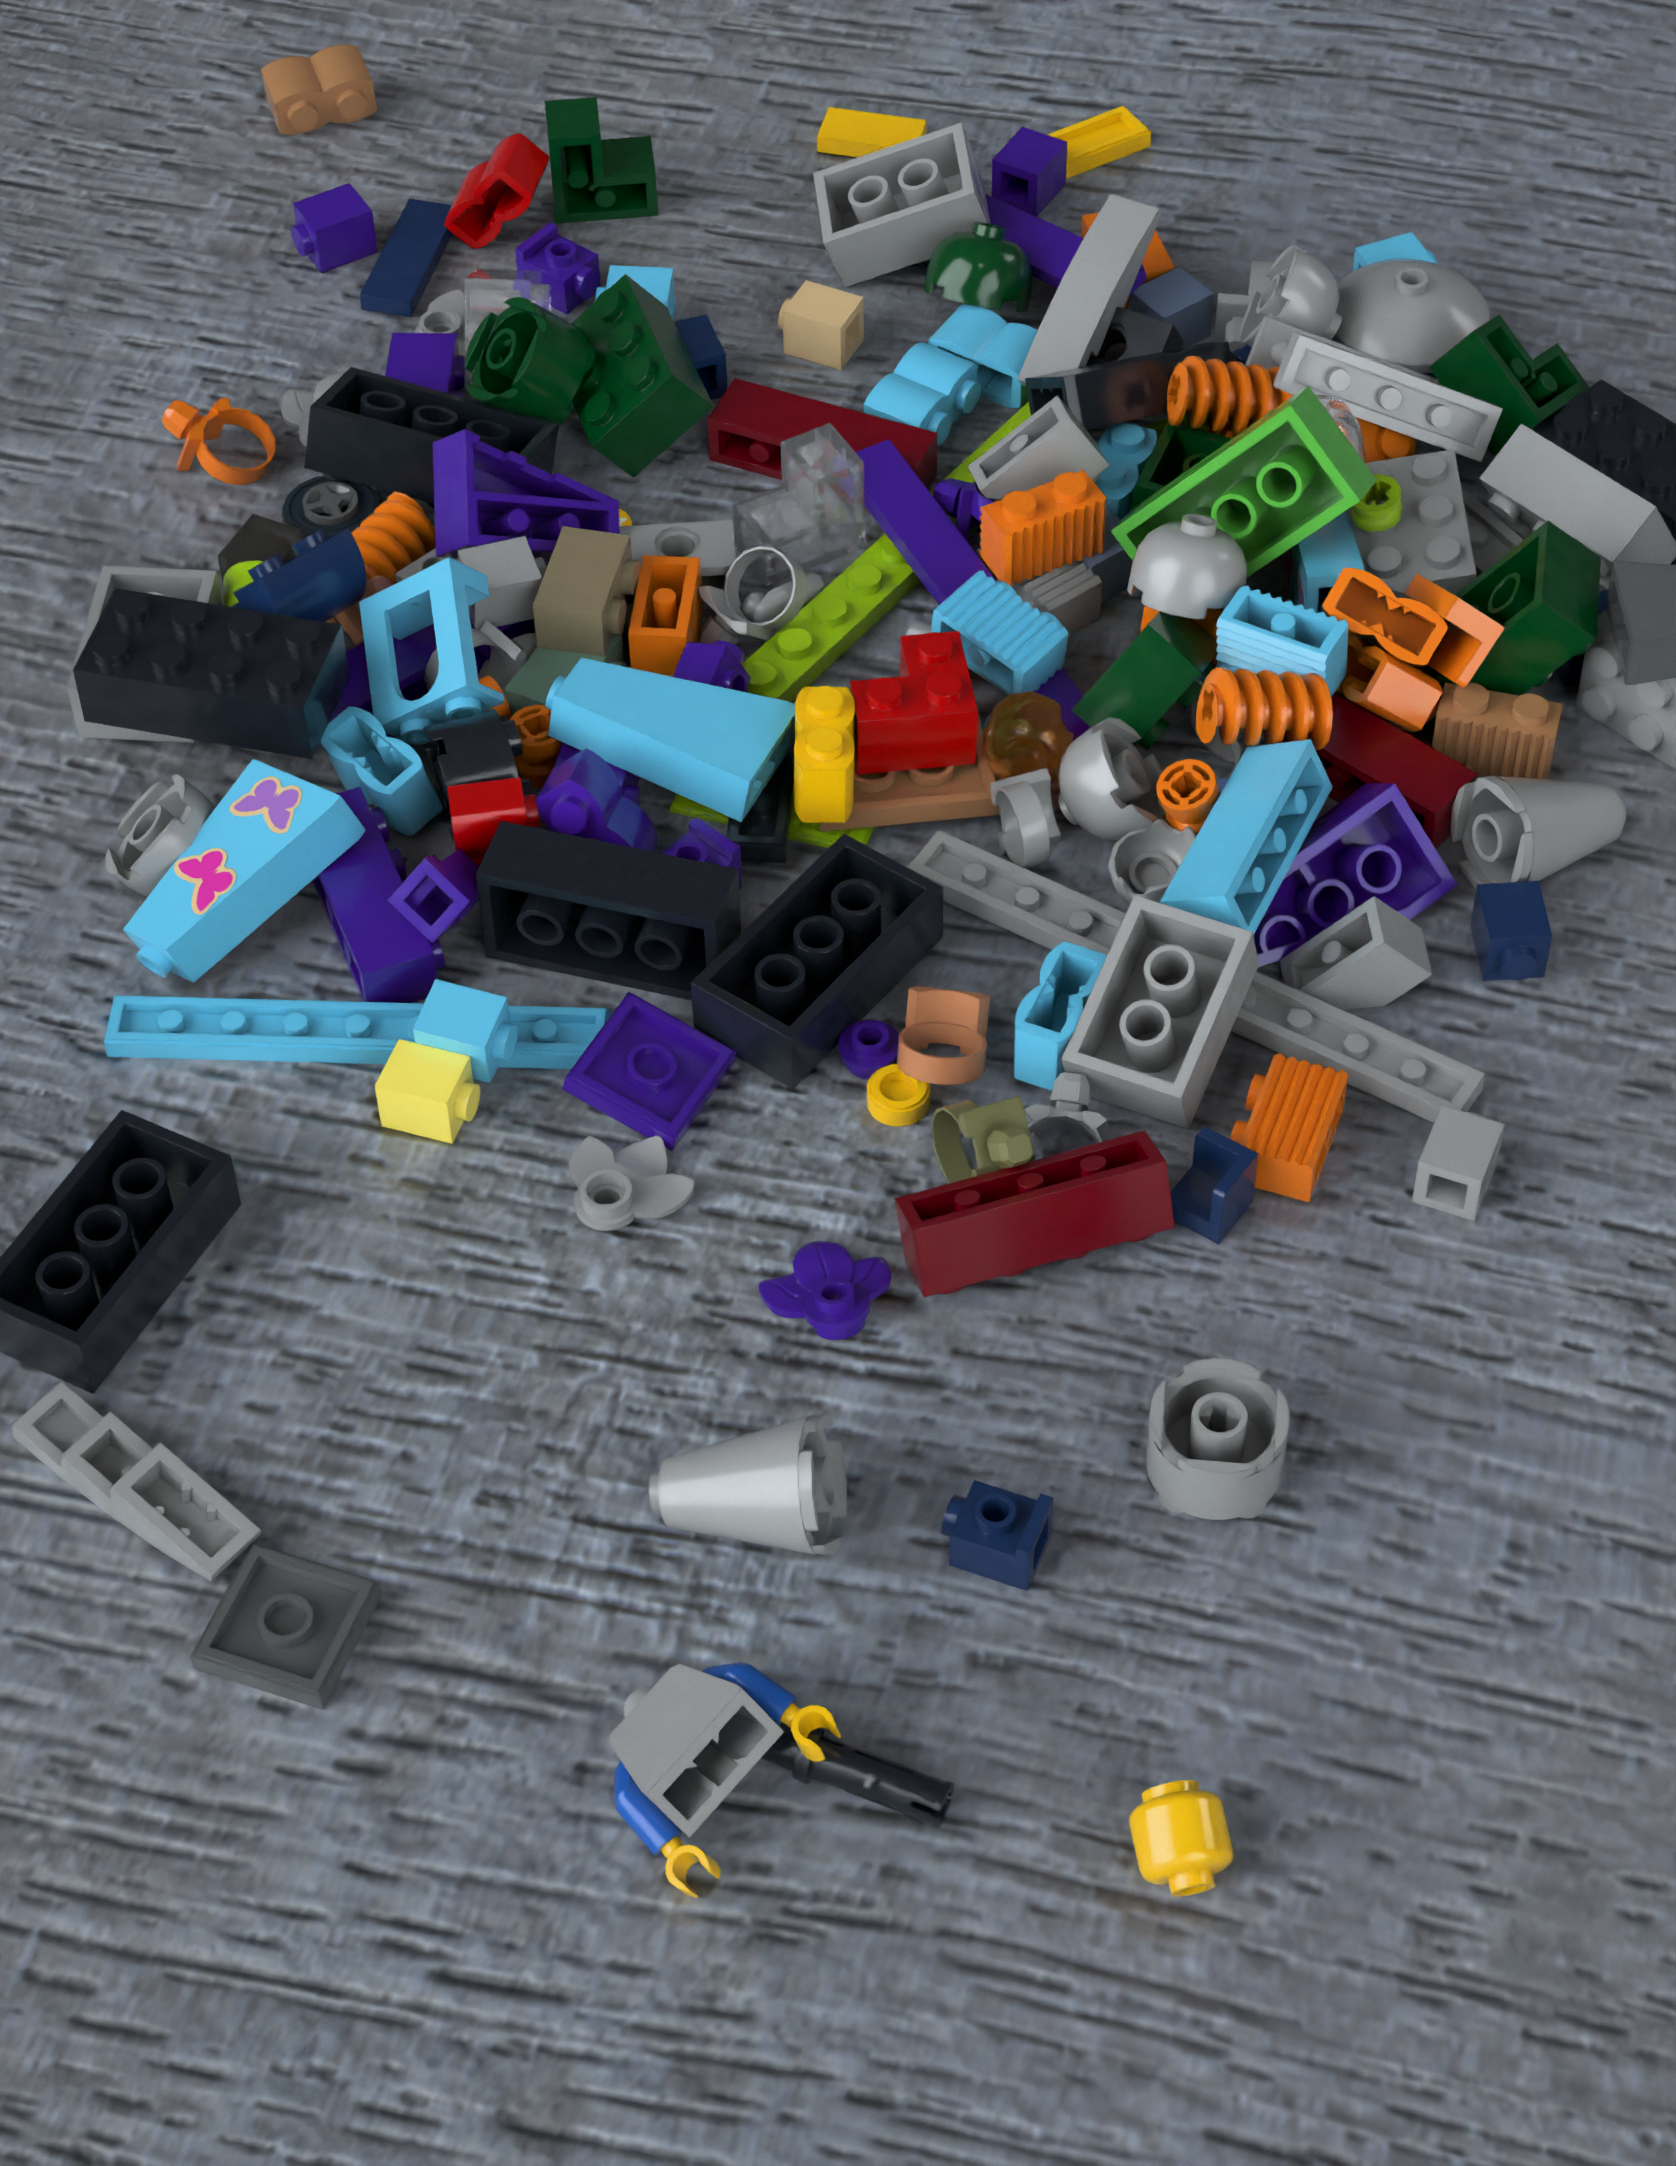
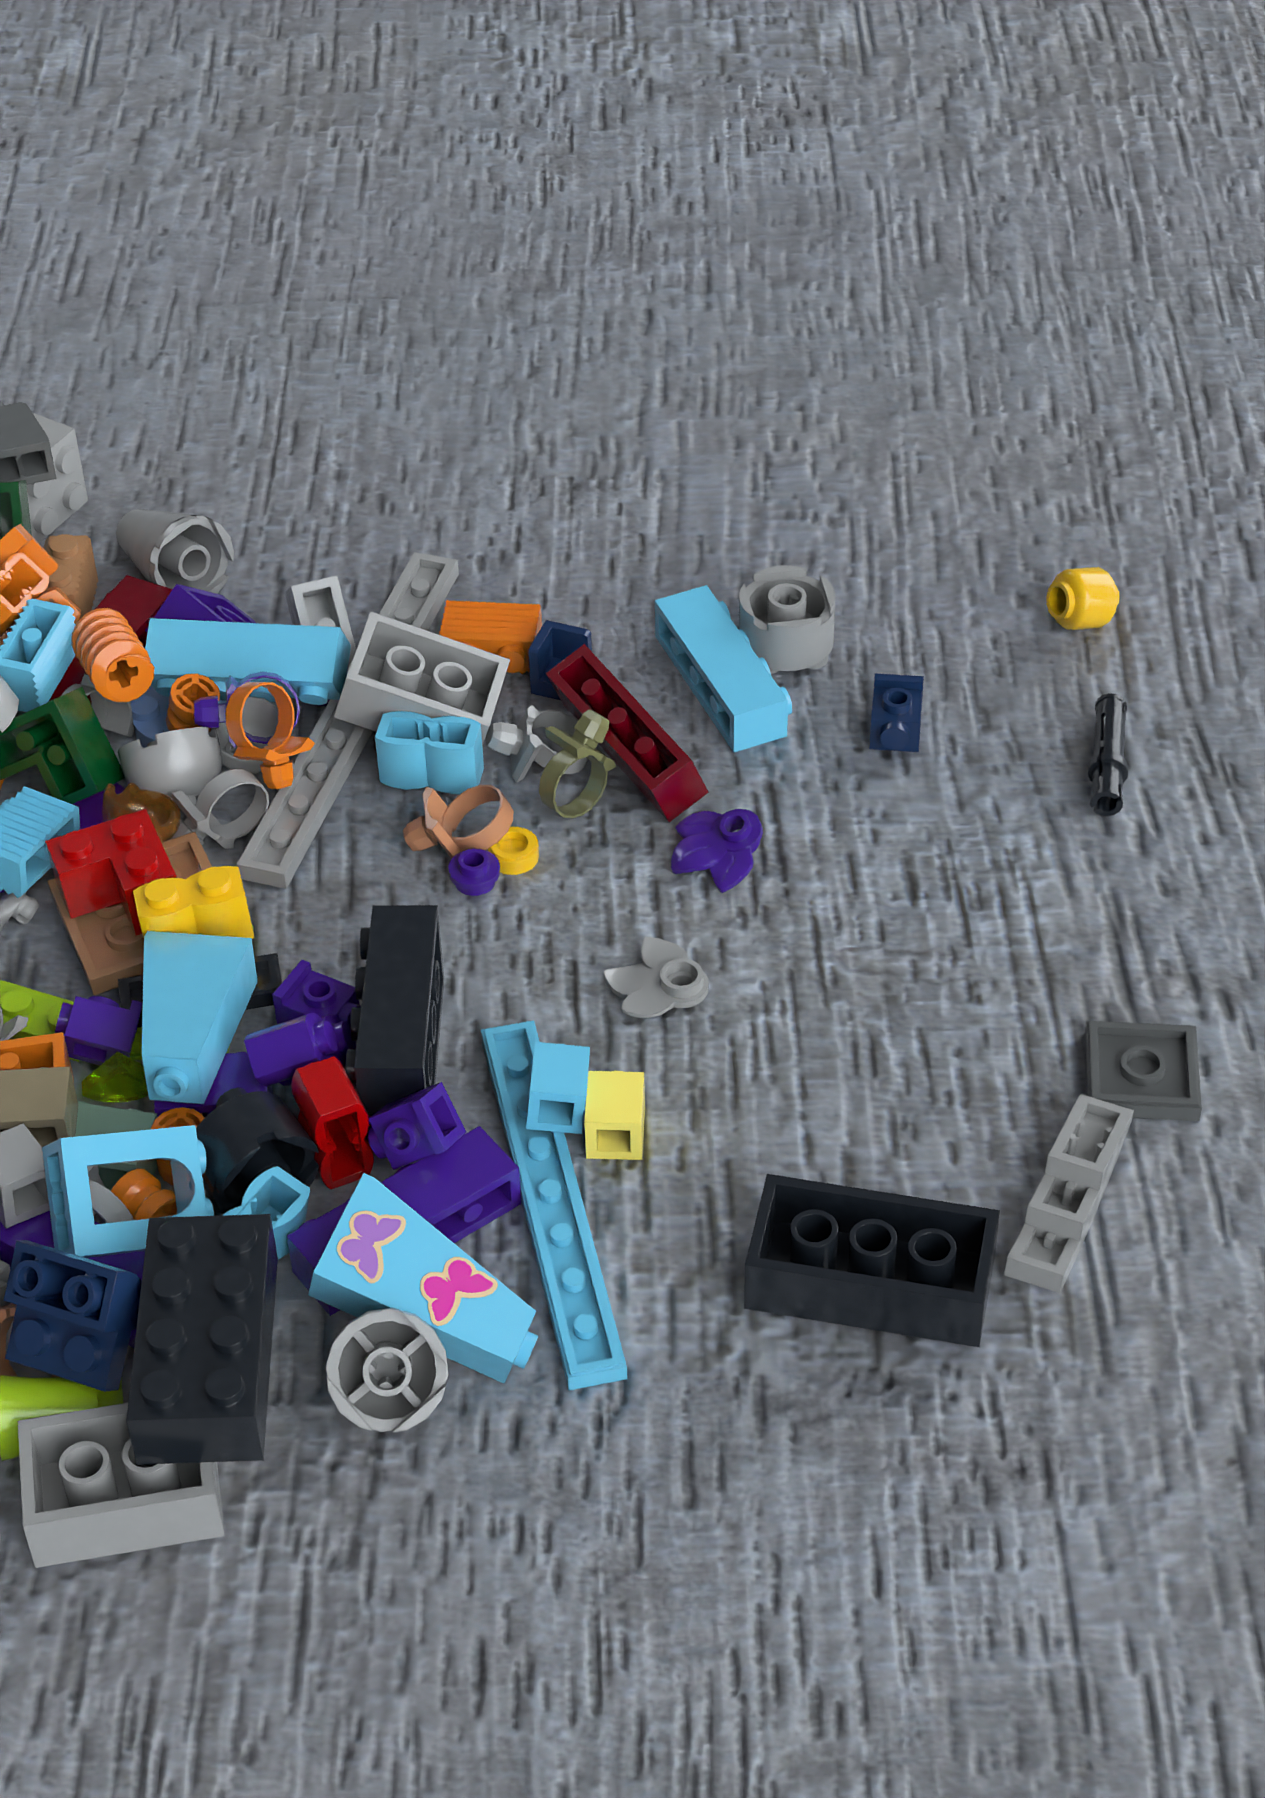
camera: 105 degrees left, 5 degrees down
(649, 1070) = (542, 987): dark purple tile -> none
(692, 1745) = (1149, 801): light grey torso -> none
(759, 1488) = (924, 816): light grey cone -> none
(818, 960) = (374, 864): black brick -> none
(1069, 852) = (276, 766): none -> orange piece
(1119, 1356) = (722, 668): none -> medium azure brick
(1138, 813) = (211, 712): none -> dark purple piece
(1458, 1162) = (495, 557): light grey brick -> none
(1511, 930) = (269, 559): dark blue brick -> none

